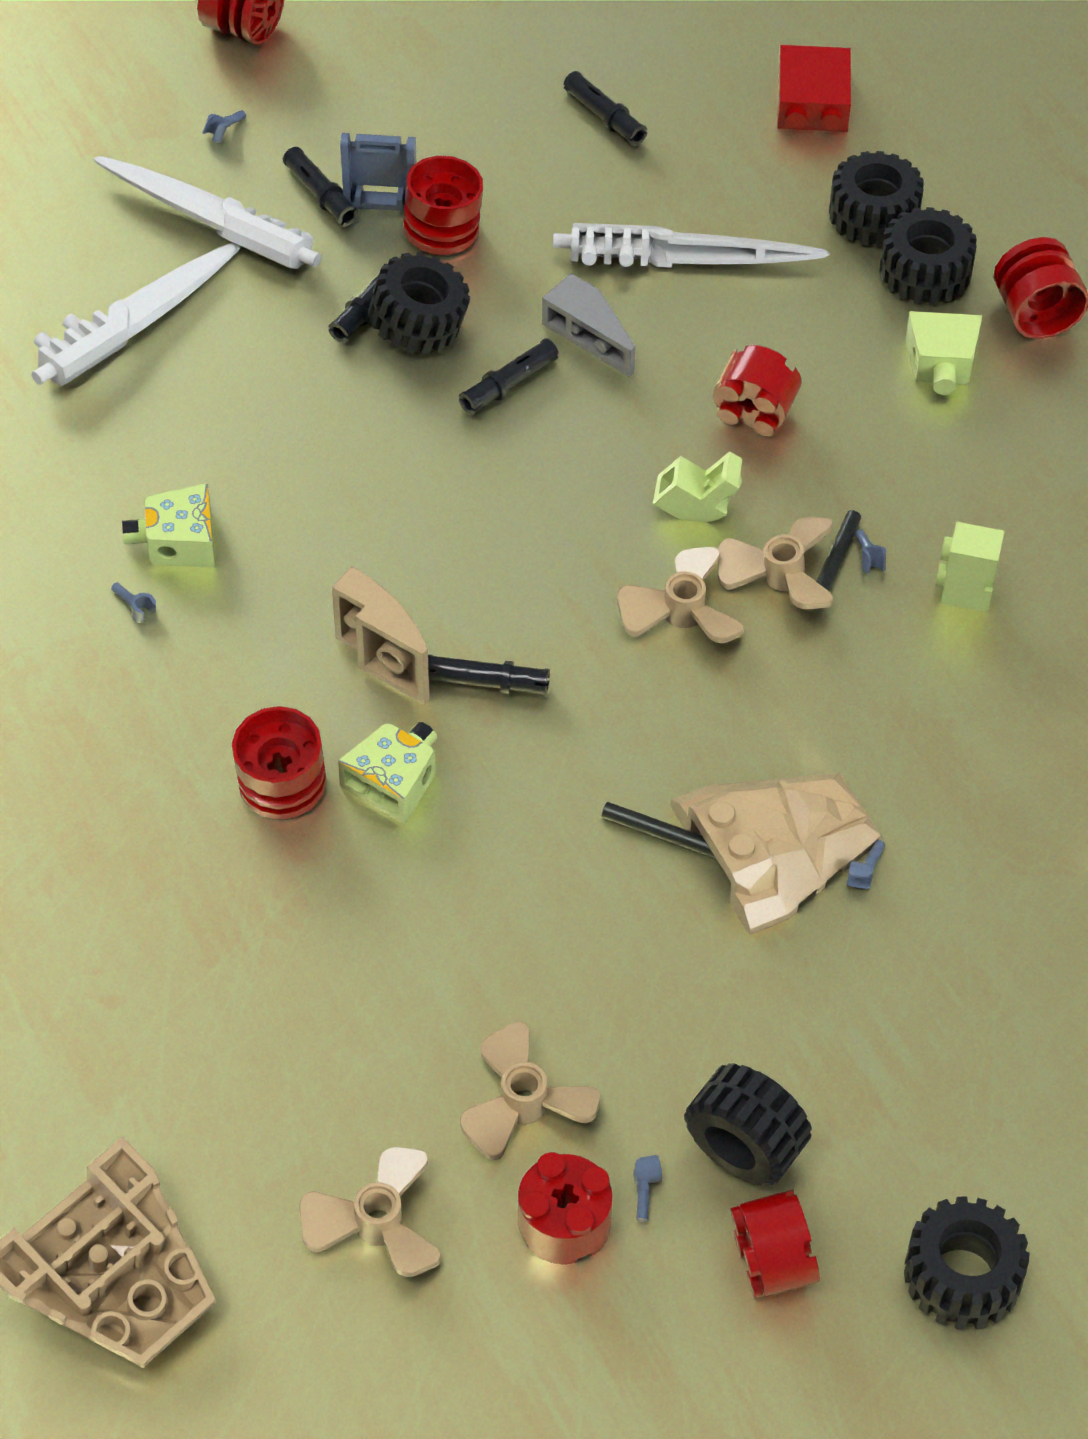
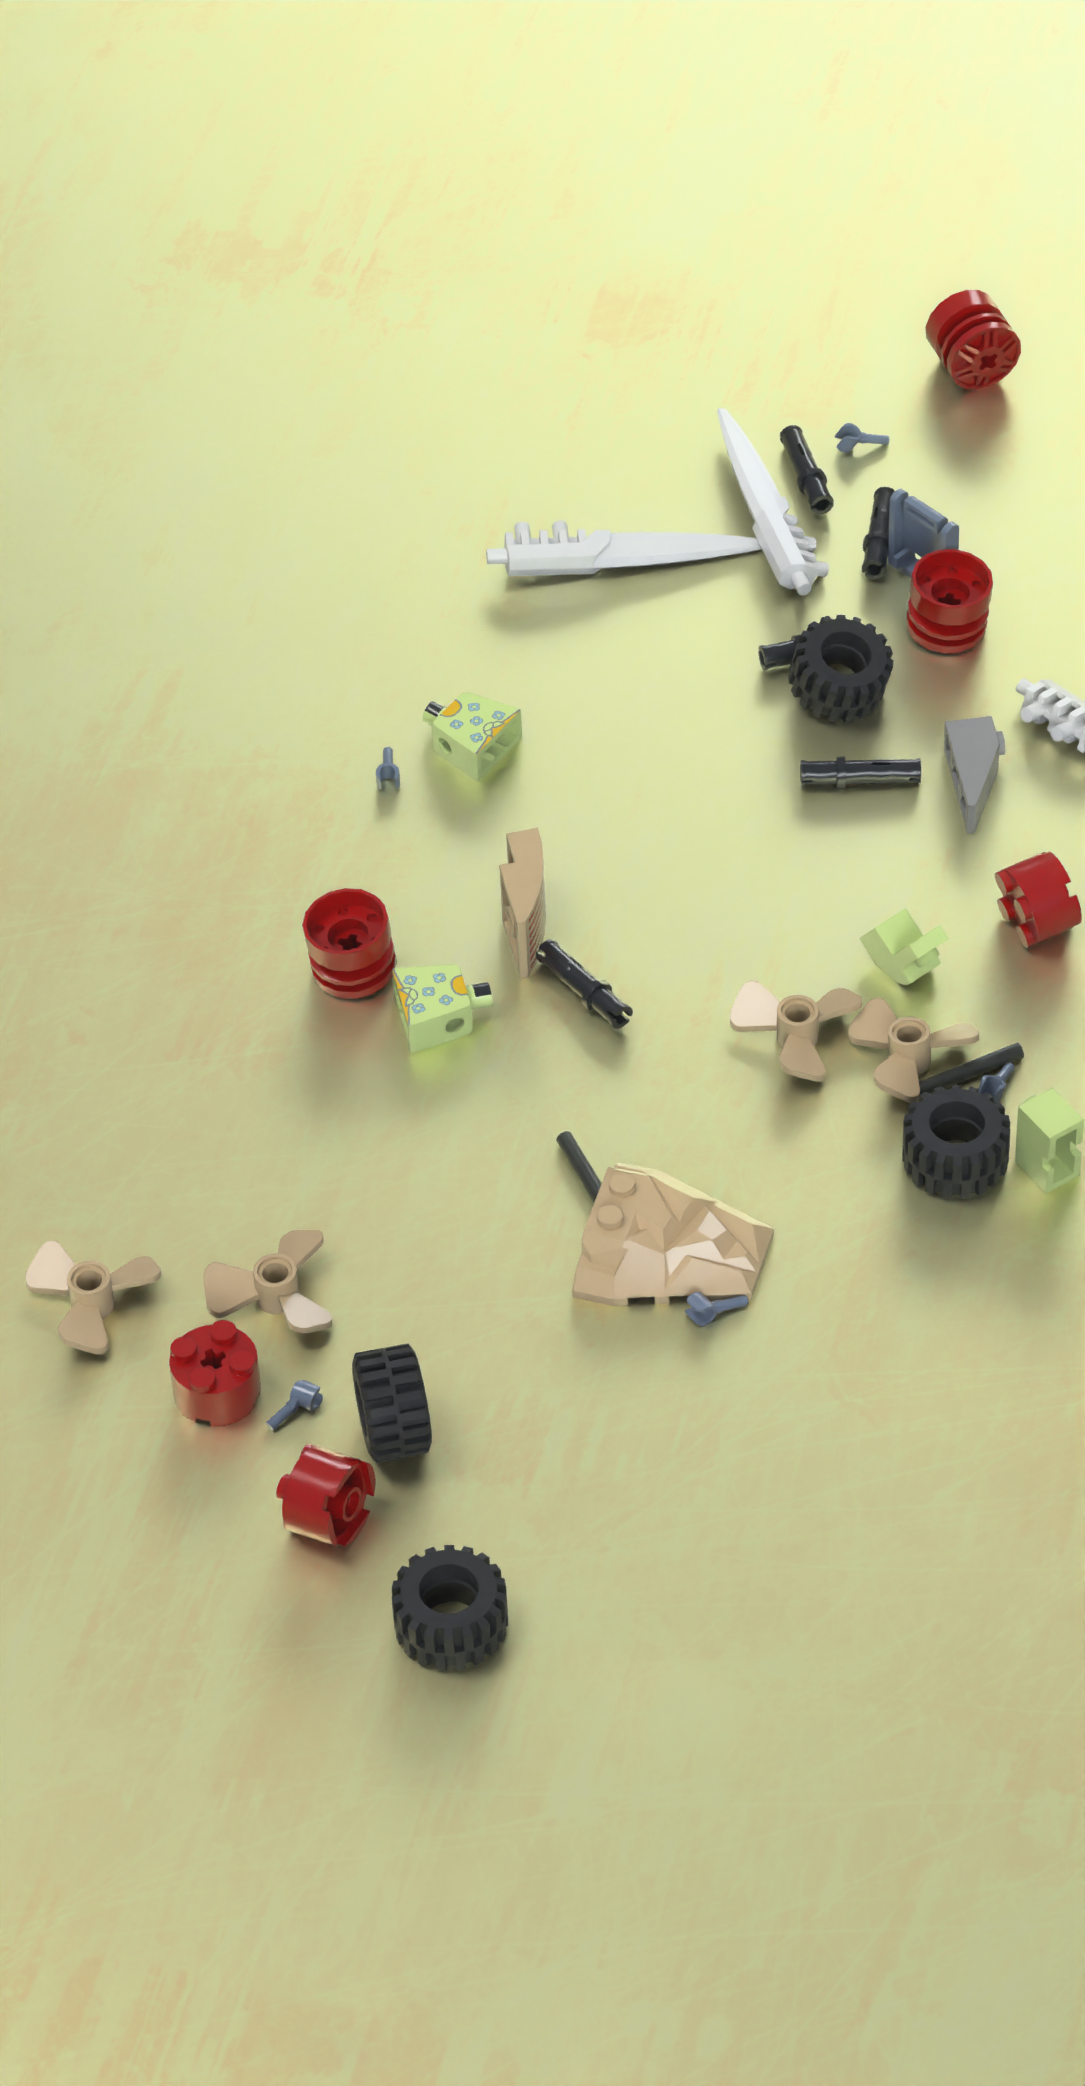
camera: 45 degrees right, 5 degrees down
(222, 175) = (810, 478): none -> black pin
(907, 589) = (956, 1166): none -> black tyre

